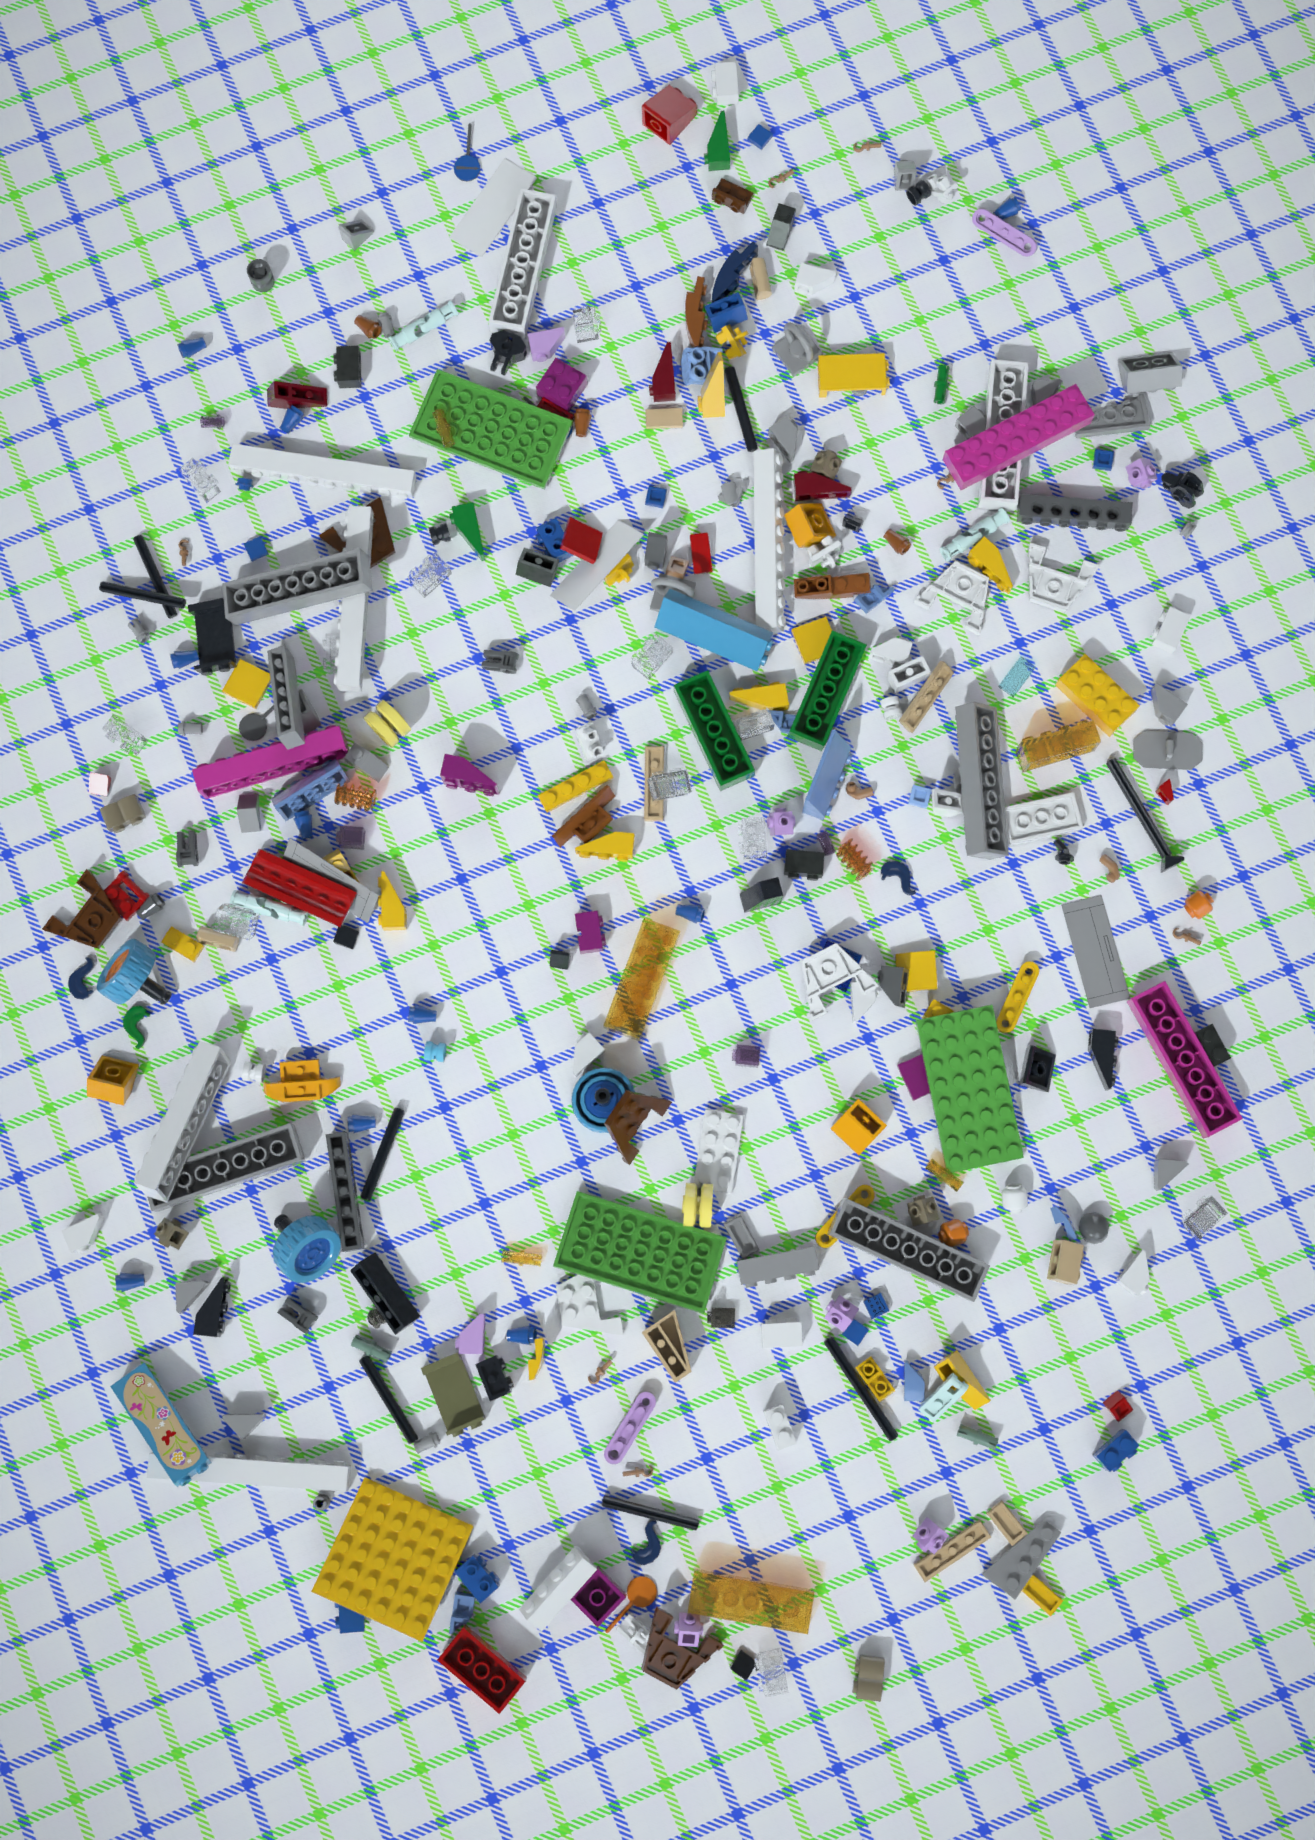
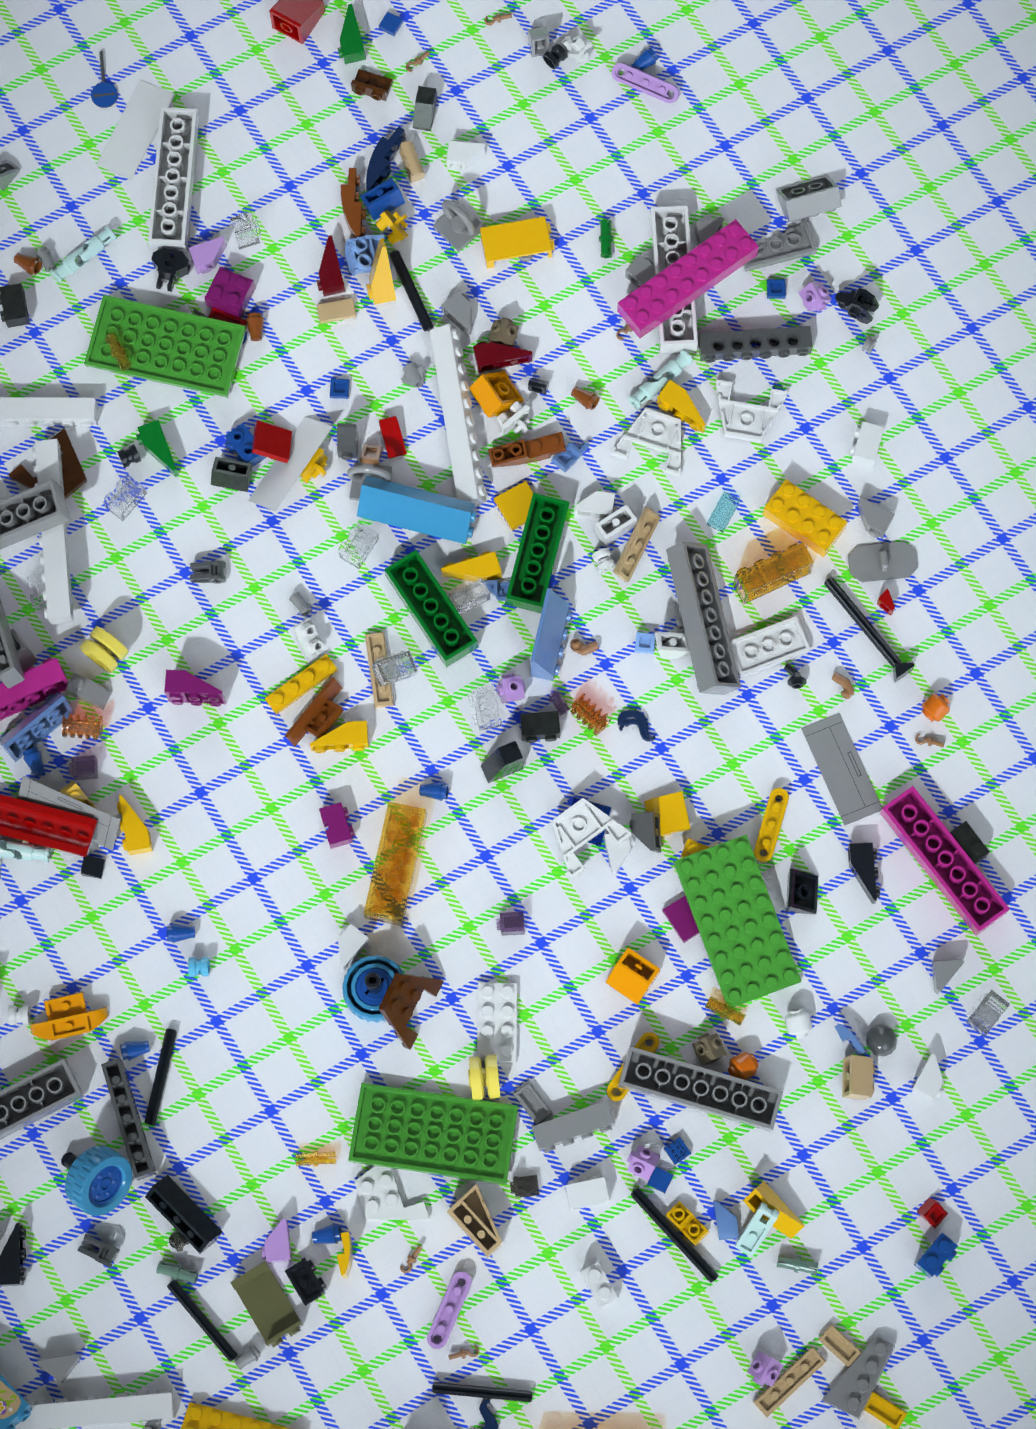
camera: 10 degrees left, 5 degrees down
(559, 959) = (310, 857): black slope -> none

